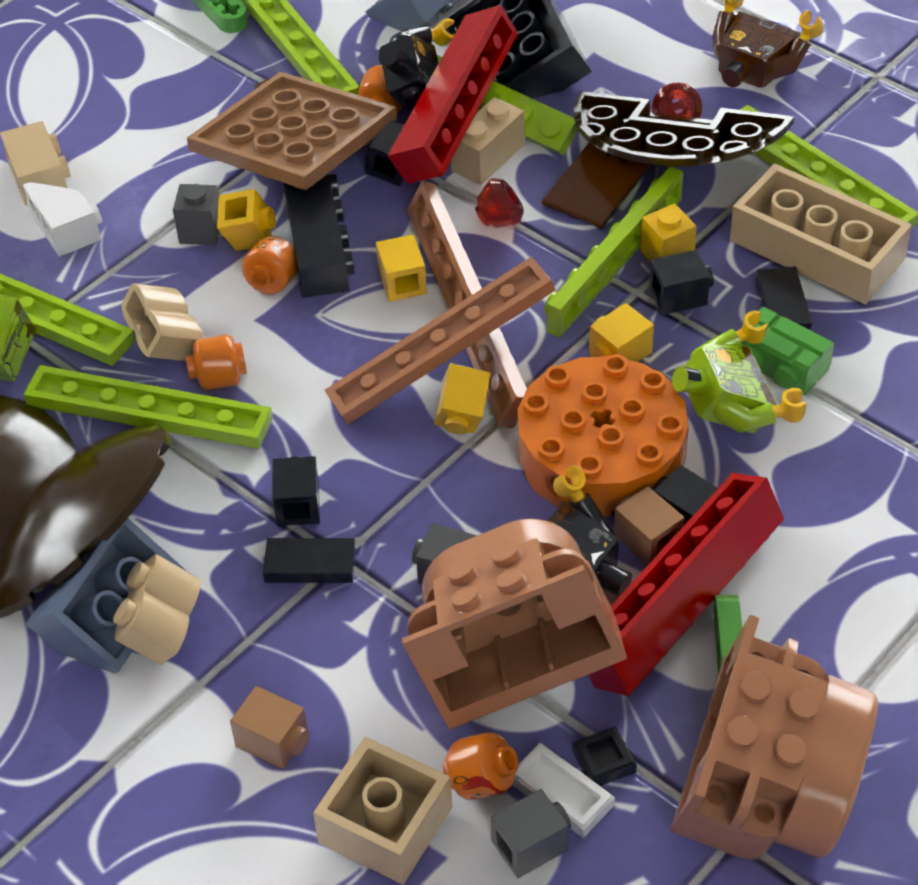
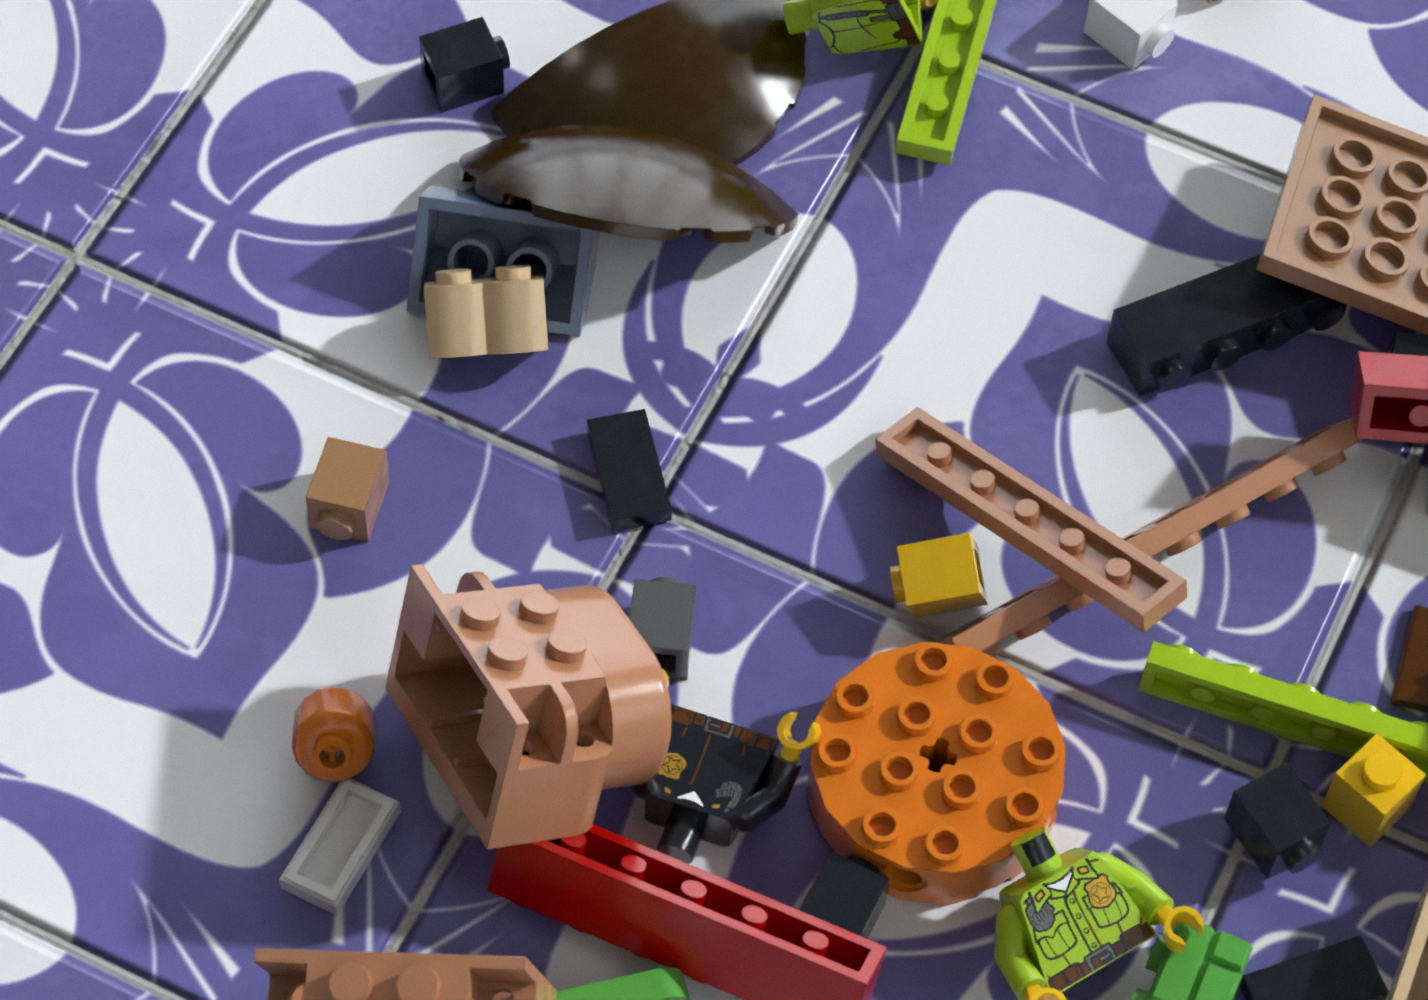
camera: 70 degrees right, 10 degrees up
(148, 405) = (829, 216): lime plate -> none
(160, 321) = (971, 180): tan brick -> none
(197, 214) = (1198, 162): dark grey brick -> none
(216, 362) = (929, 267): orange head -> none
(244, 219) = (1198, 219): yellow brick -> none
(271, 262) = (1128, 273): orange head -> none
(296, 491) = (730, 419): black brick -> none
(383, 810) = (243, 638): tan brick -> none
(401, 268) = (1186, 443): yellow brick -> none
(499, 204) = (1367, 543): clear red cone -> none
(530, 832) = (256, 815): dark grey brick -> none
(604, 756) = (400, 886): black tile -> none
(622, 333) = (1136, 762): yellow brick -> none
(646, 523) = (787, 858): medium nougat brick -> none

